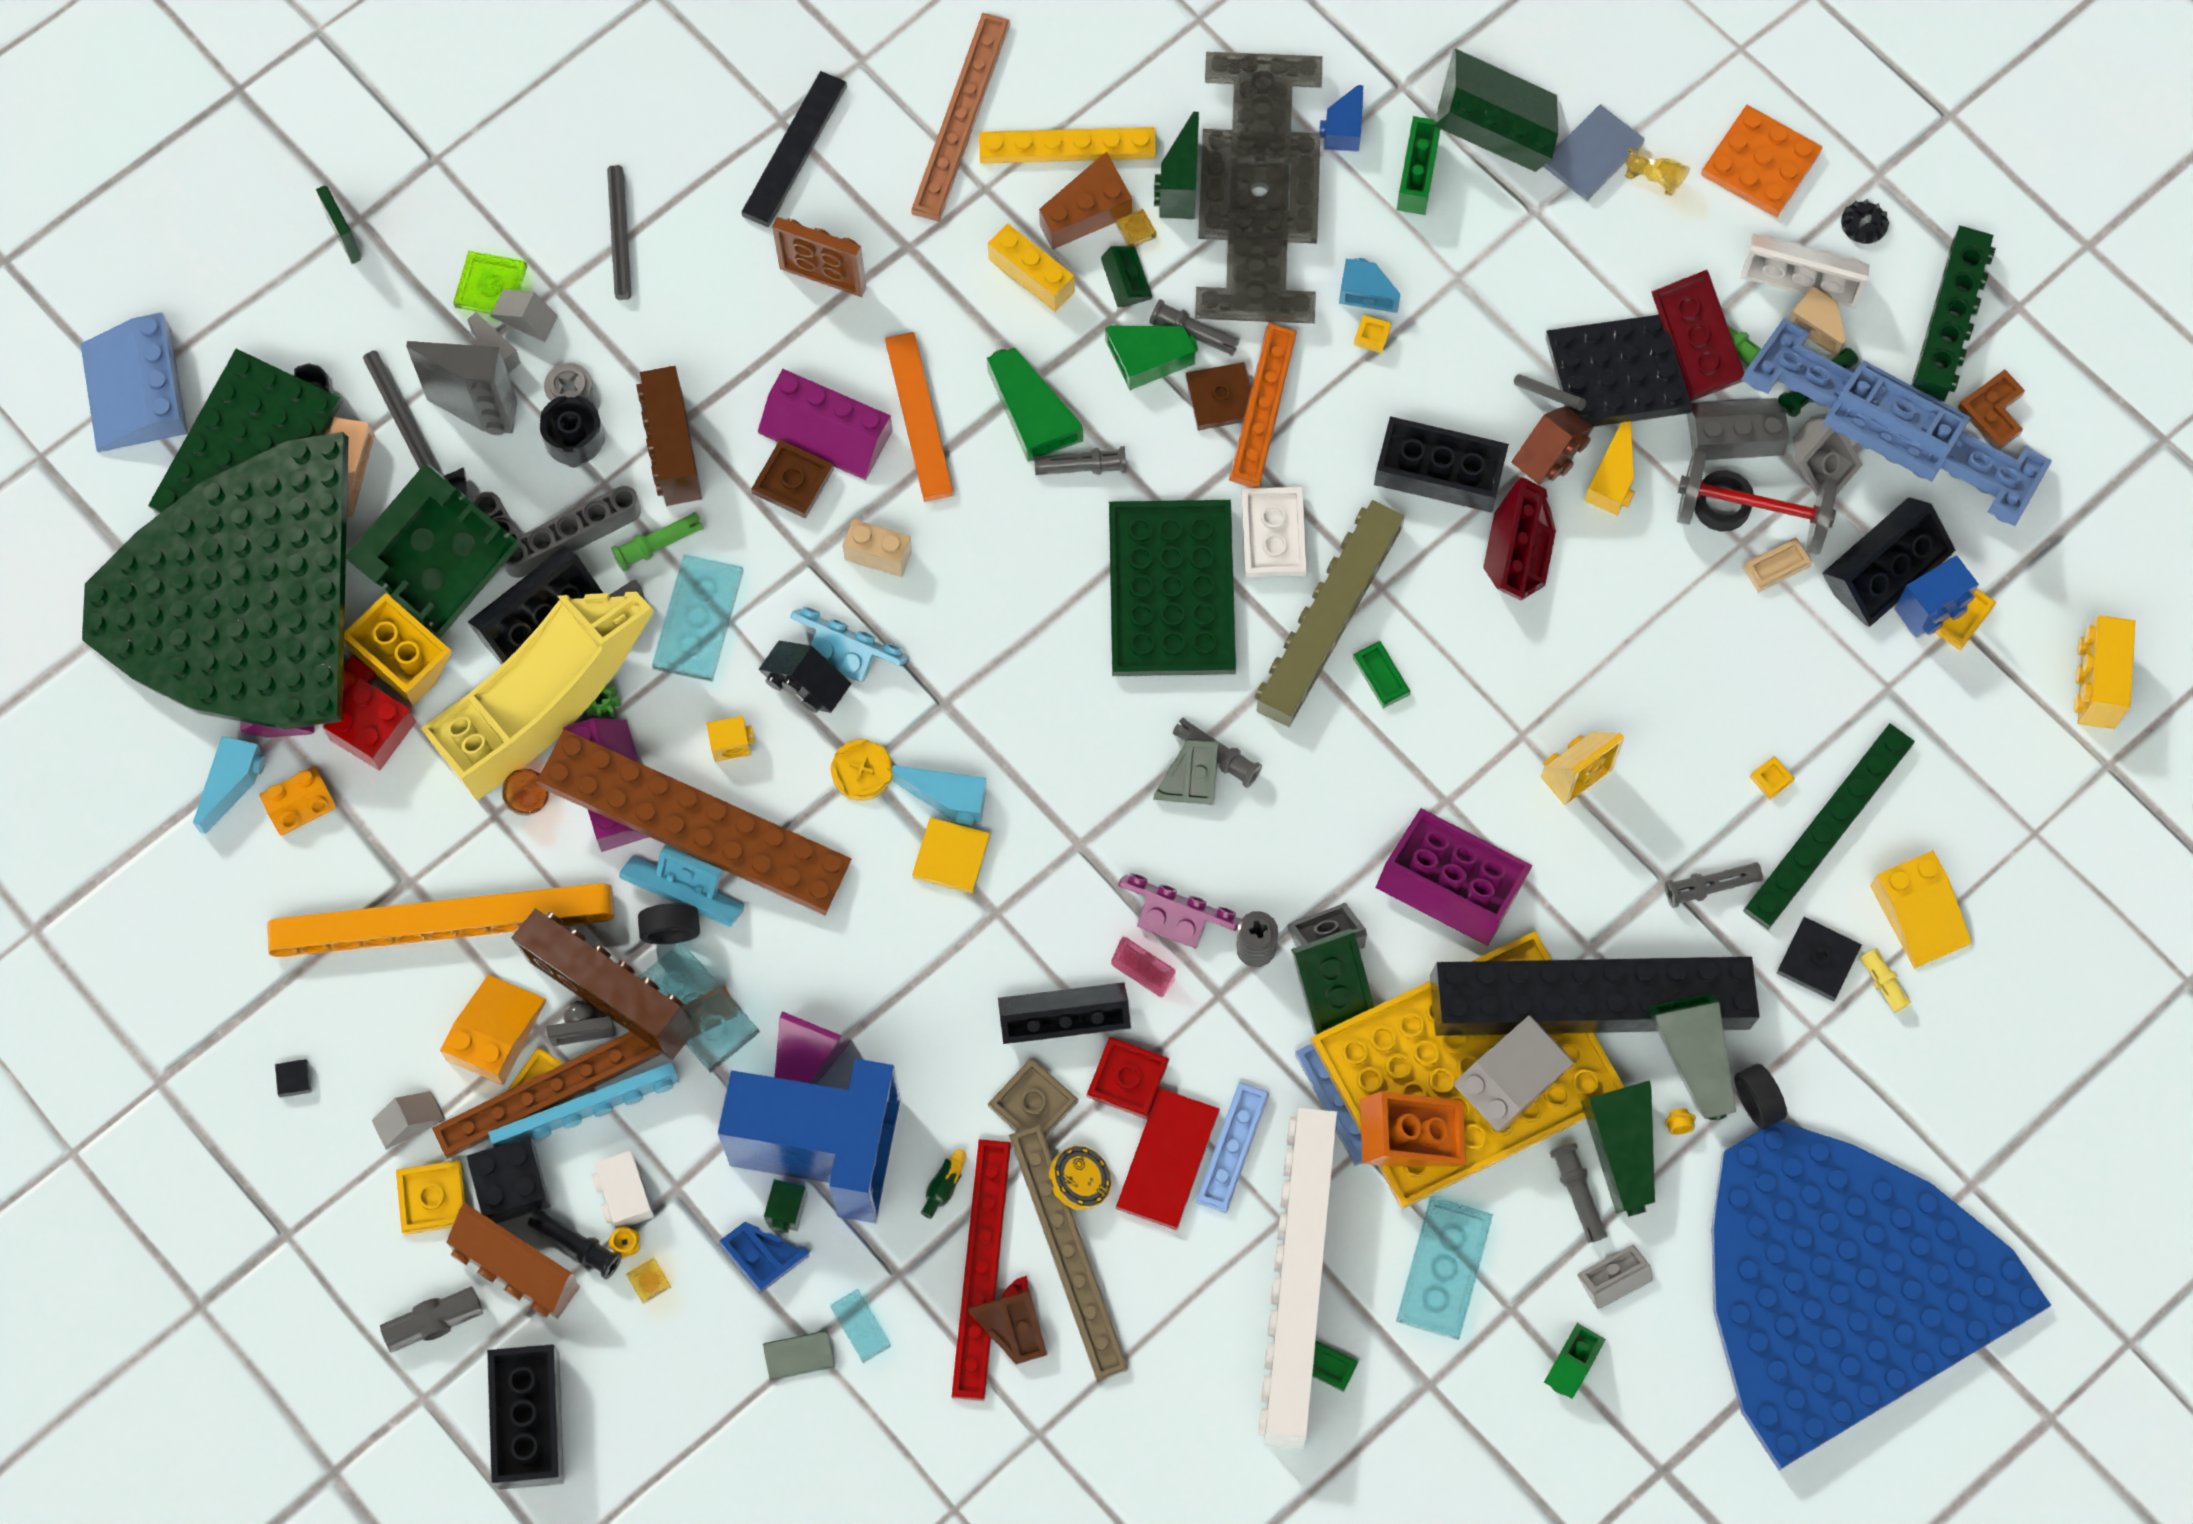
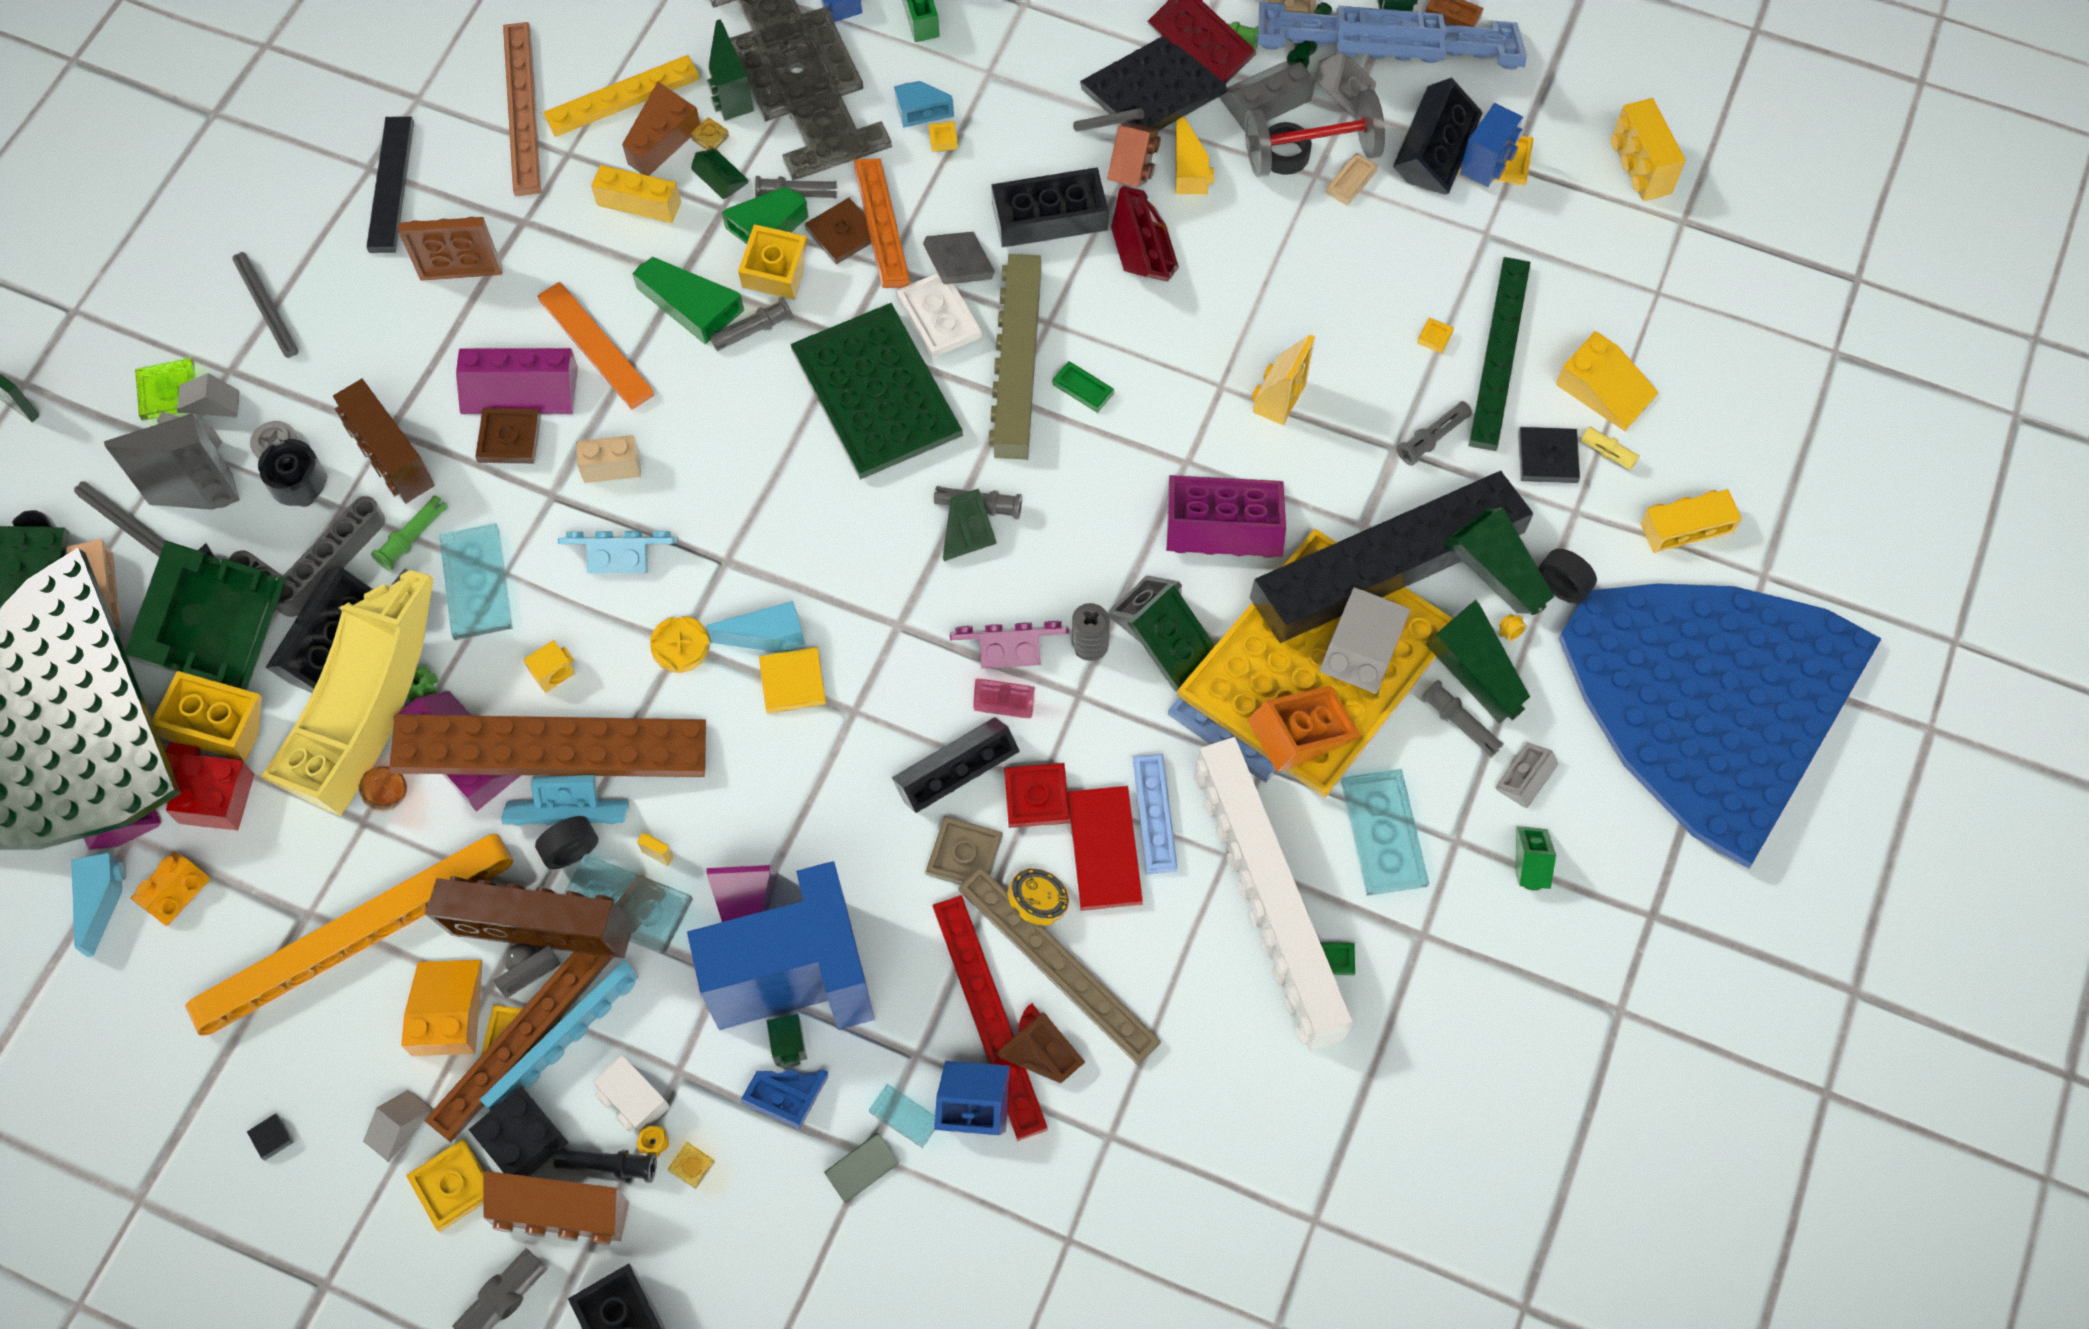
camera: 25 degrees left, 5 degrees down
(748, 966) = (655, 849): none -> yellow tile
(805, 673) = (595, 582): black brick -> none
(926, 1340) = (972, 1098): none -> blue slope
(944, 1183) = (920, 956): dark green piece -> none
(1132, 405) = (773, 262): none -> yellow slope
(1322, 479) = (958, 257): none -> dark grey plate
(1924, 1094) = (1690, 520): none -> yellow brick

